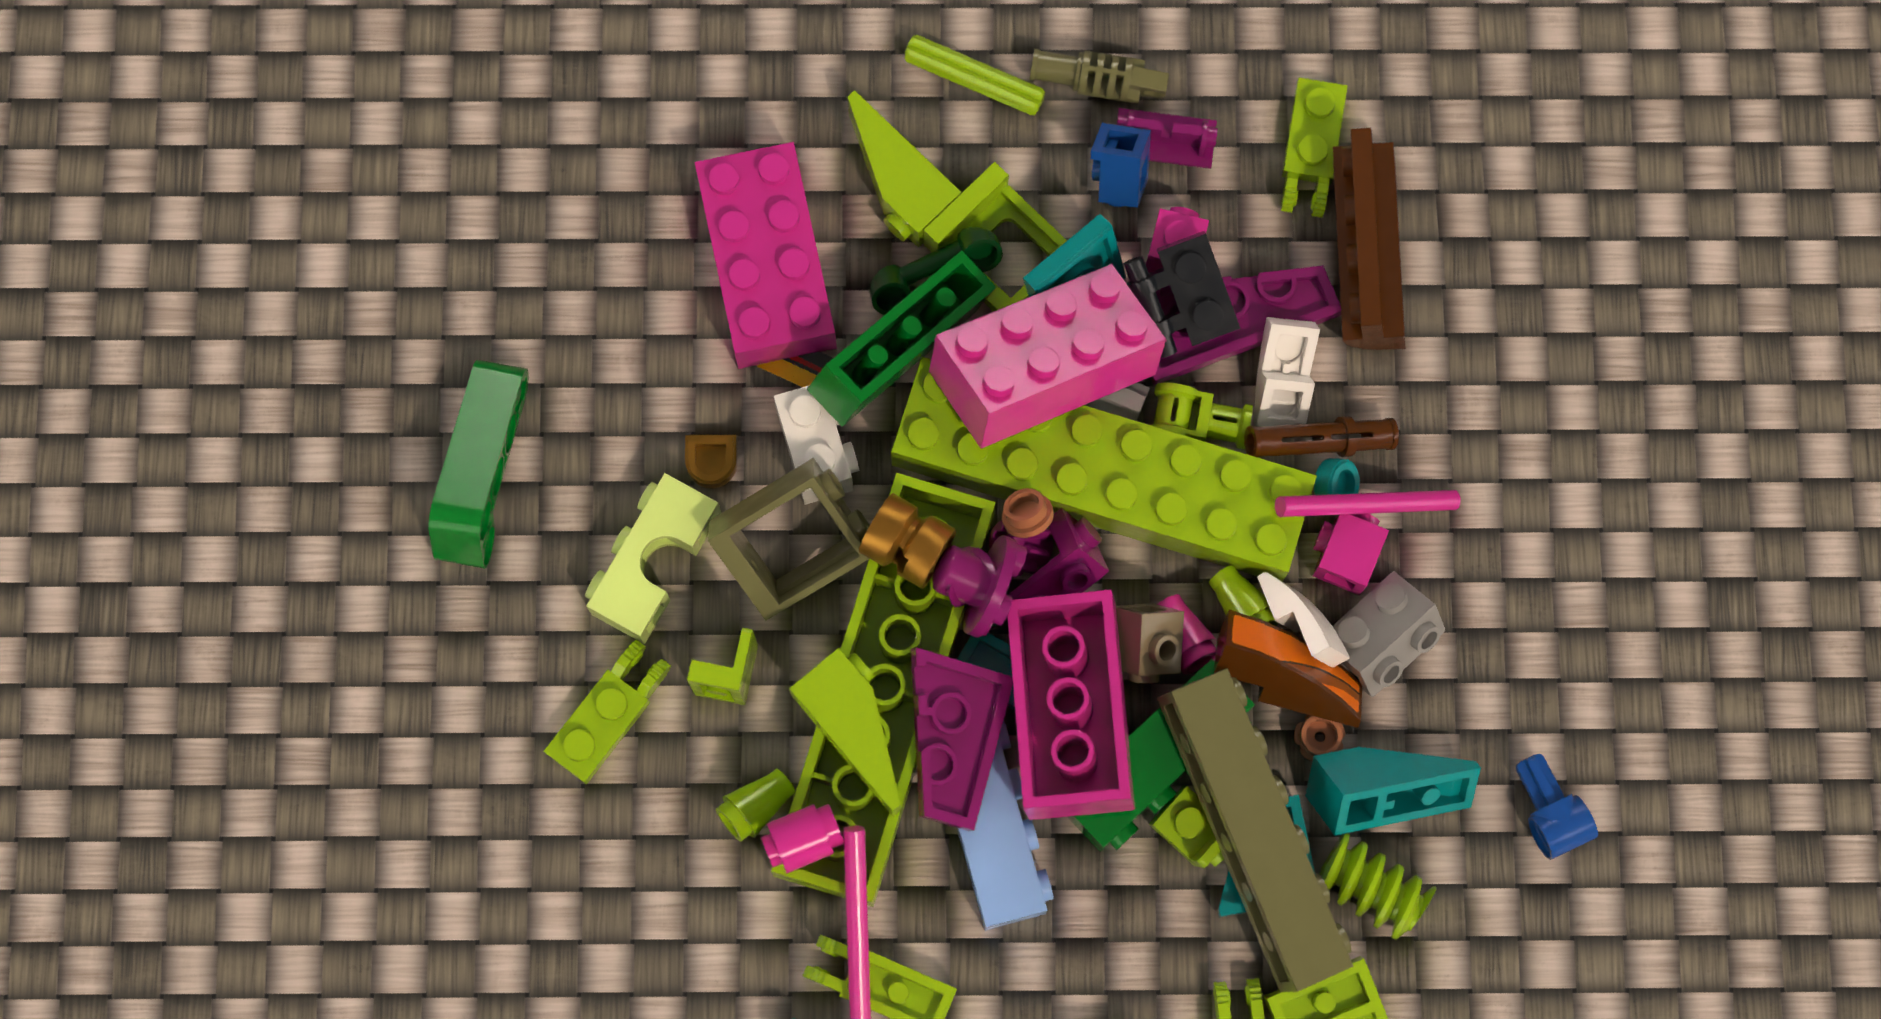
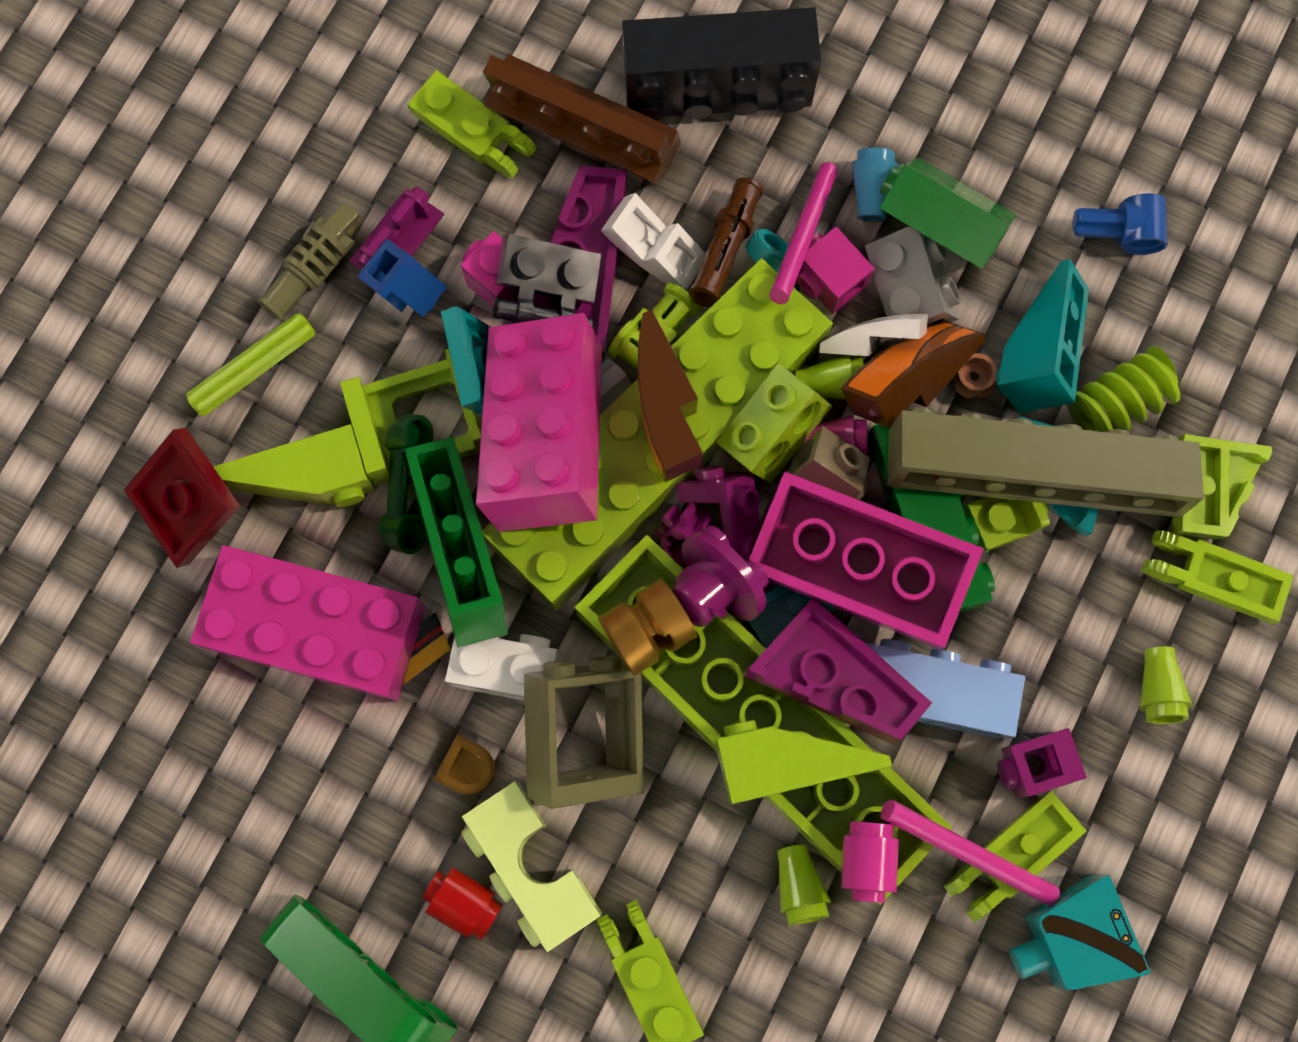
camera: 60 degrees left, 0 degrees up
(591, 515) = (461, 903): none -> red brick
(726, 682) = (683, 859): lime panel -> none
(818, 83) = (181, 497): none -> dark red tile
(997, 969) = (1058, 764): none -> magenta brick
(1027, 513) = (671, 512): nougat plate -> none
(1122, 452) = (666, 402): none -> reddish brown slope
(1164, 567) = (774, 424): none -> lime brick
(1460, 626) = (946, 210): none -> green brick
(1461, 548) = (869, 175): none -> dark azure cone
(1491, 341) = (721, 63): none -> black brick

